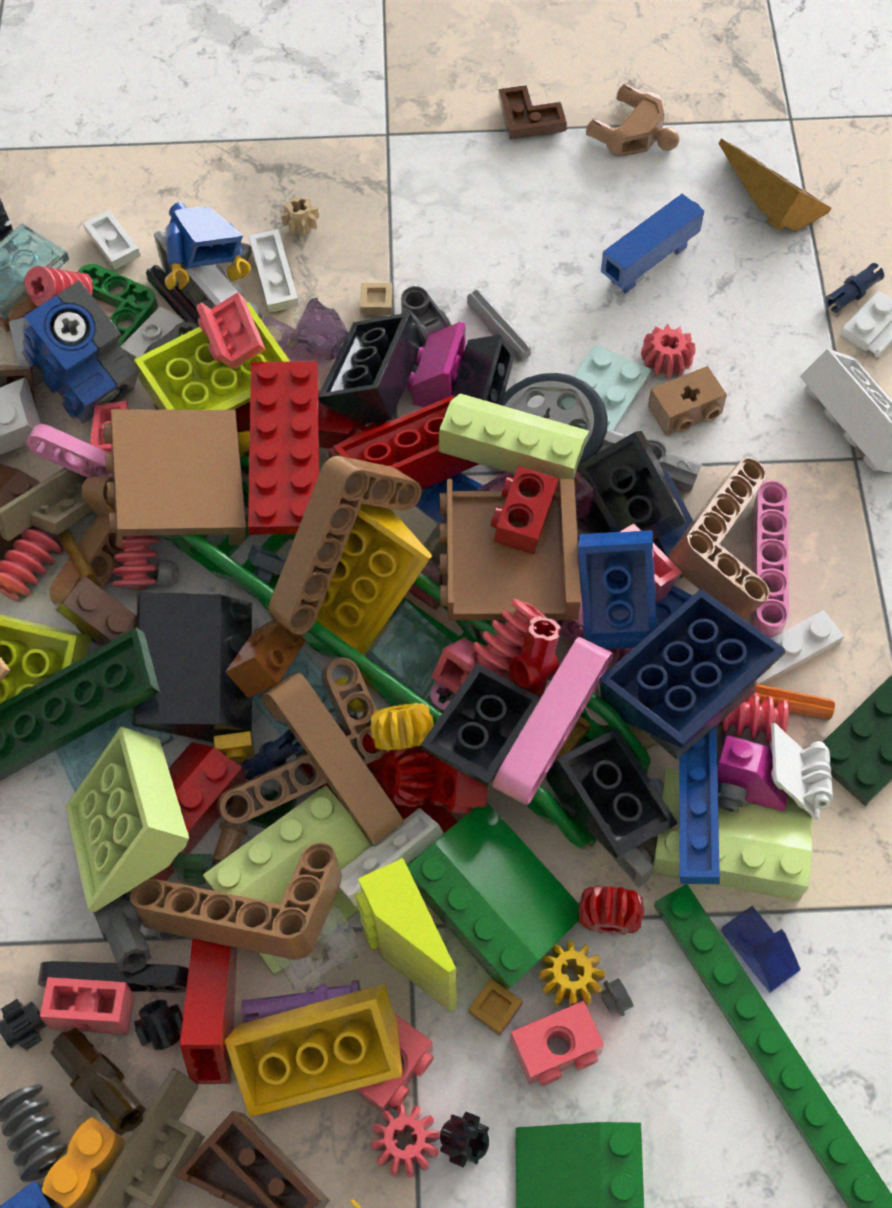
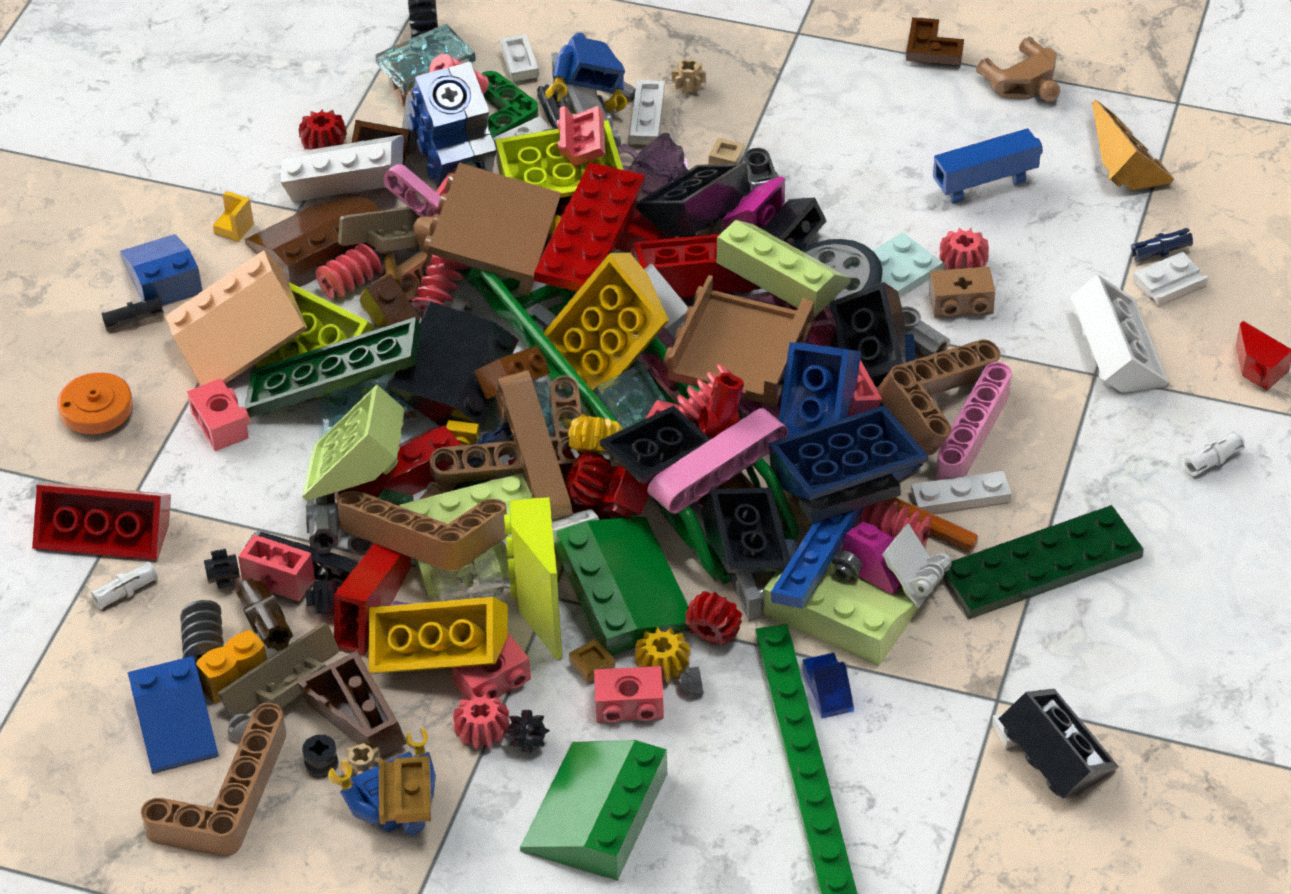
camera: 20 degrees right, 15 degrees down
(325, 529) = (594, 279): medium nougat beam -> none
(498, 324) = (825, 199): light grey axle -> none
(528, 510) = (763, 313): red brick -> none

